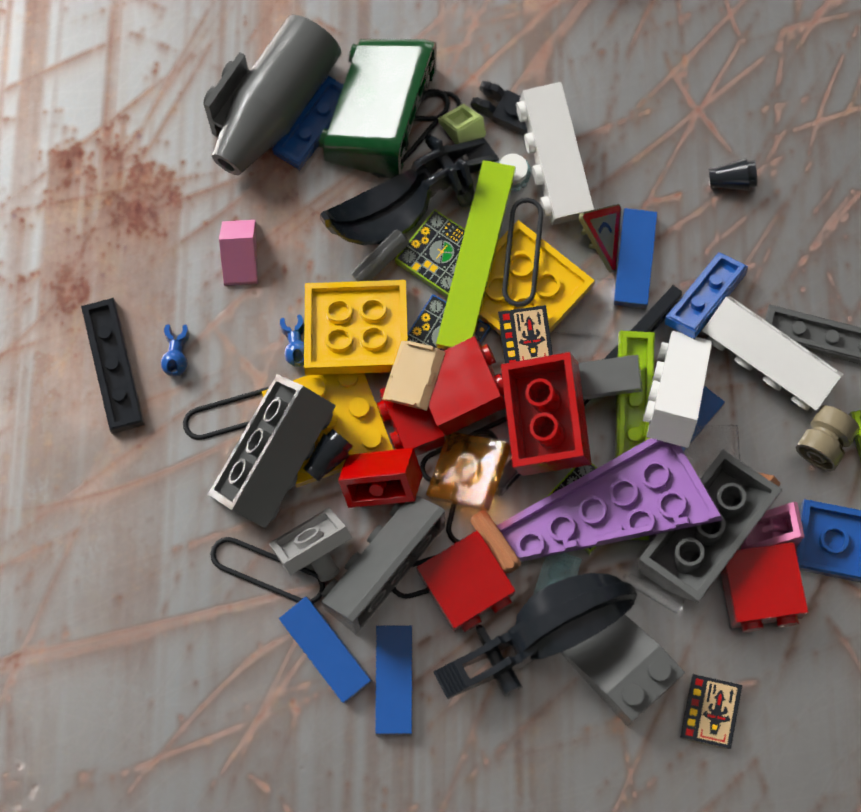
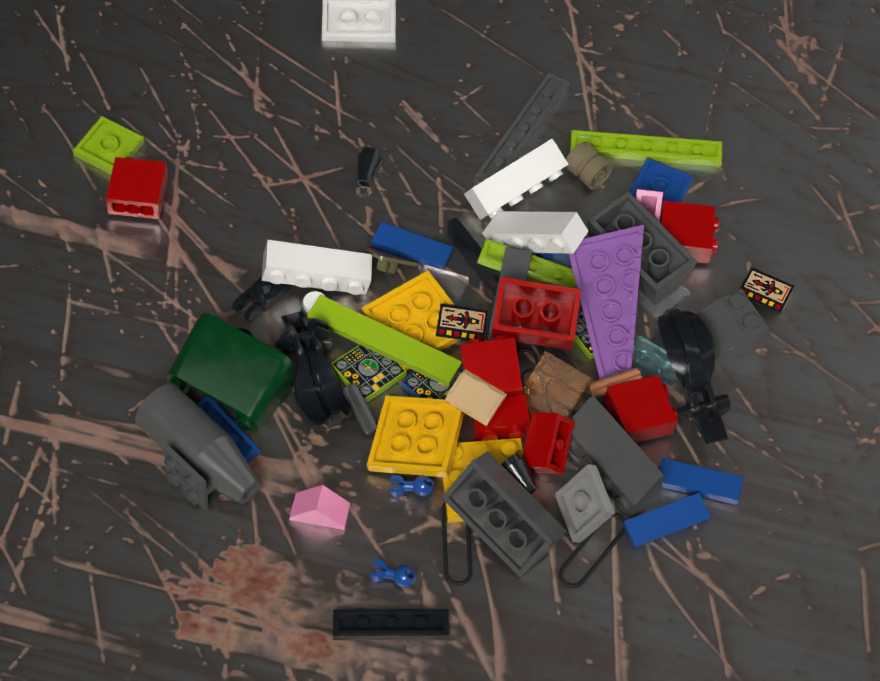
camera: 80 degrees left, 15 degrees down
(463, 124) = (264, 327): yellowish green slope -> none
(536, 257) = (393, 301): black piece -> none
(706, 295) = (459, 205): blue tile -> none

